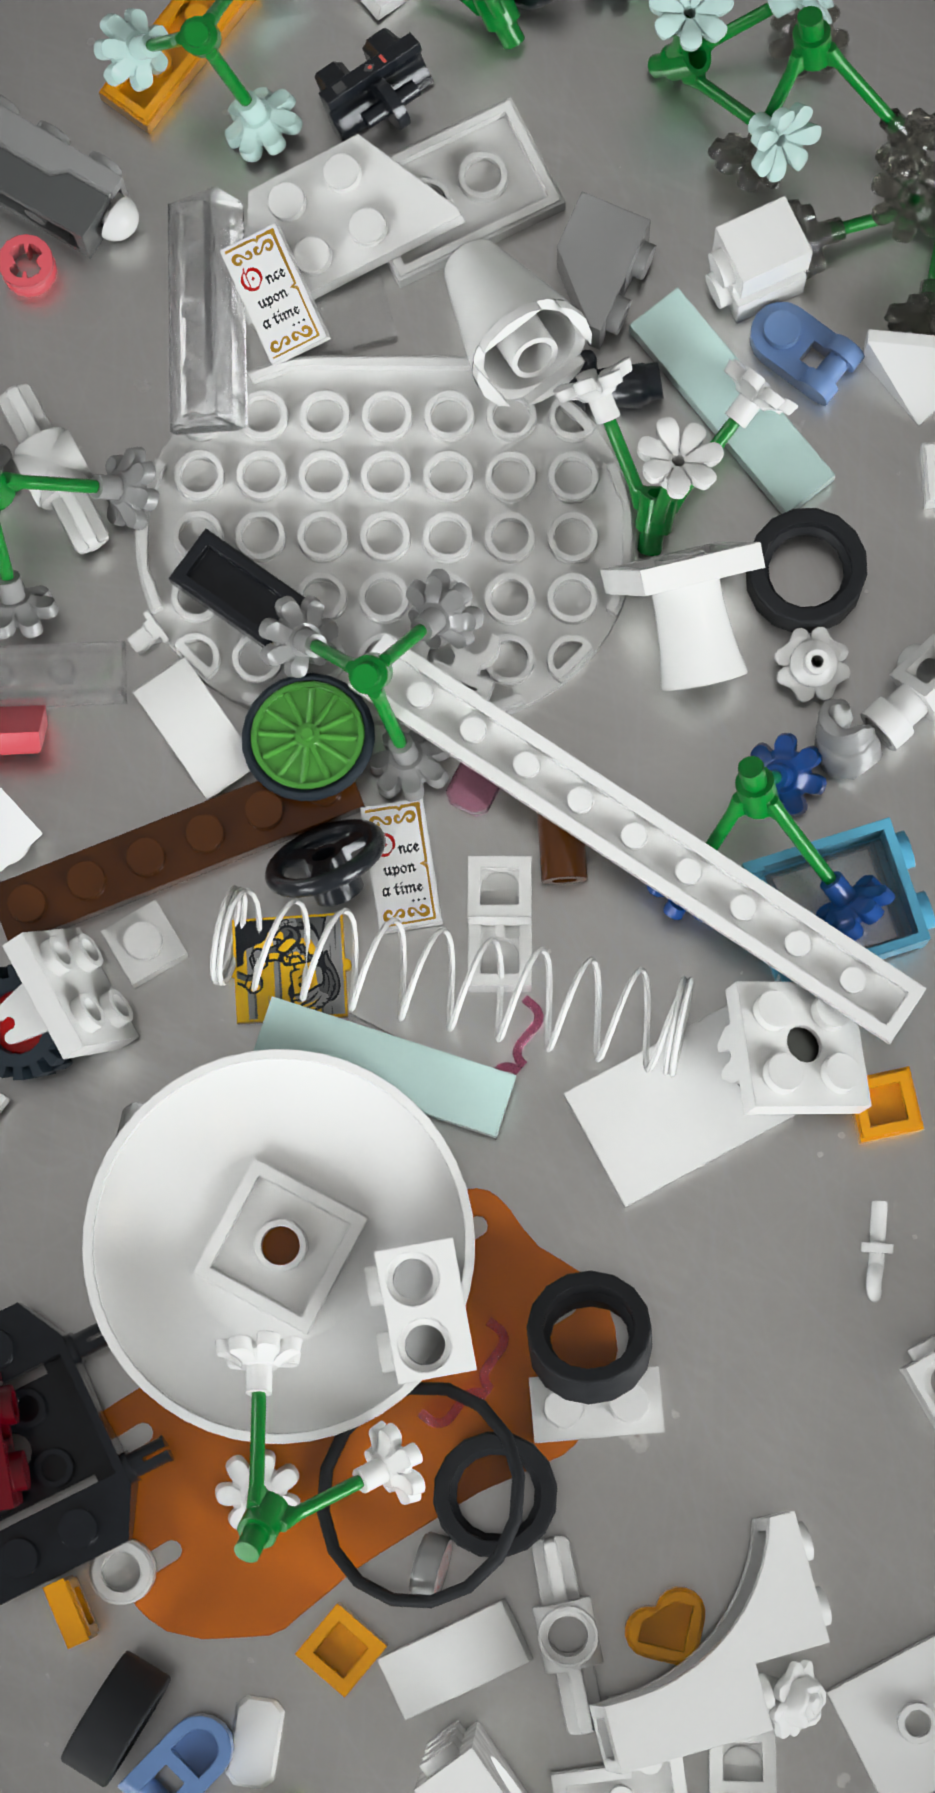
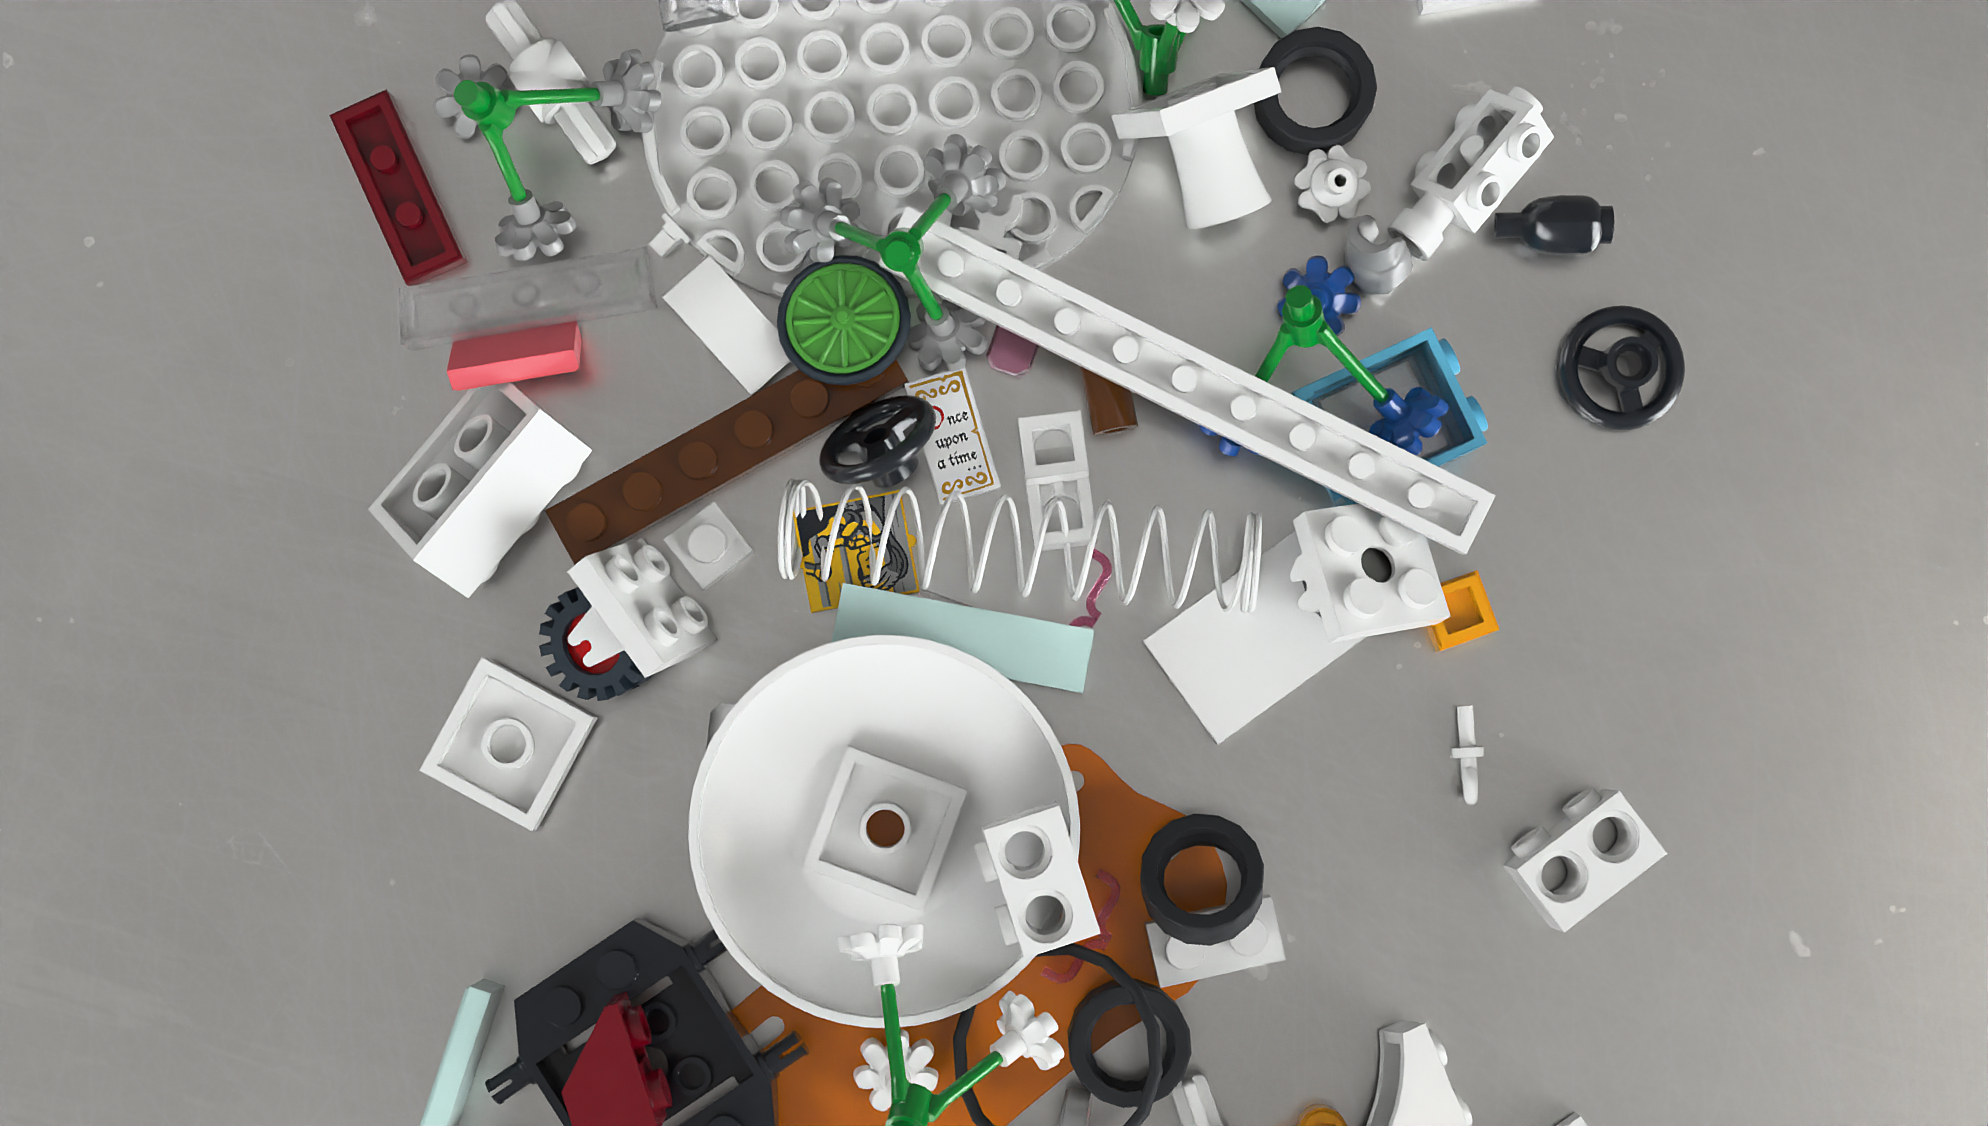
camera: 15 degrees left, 5 degrees up
(230, 585) = (745, 177): black tile -> none

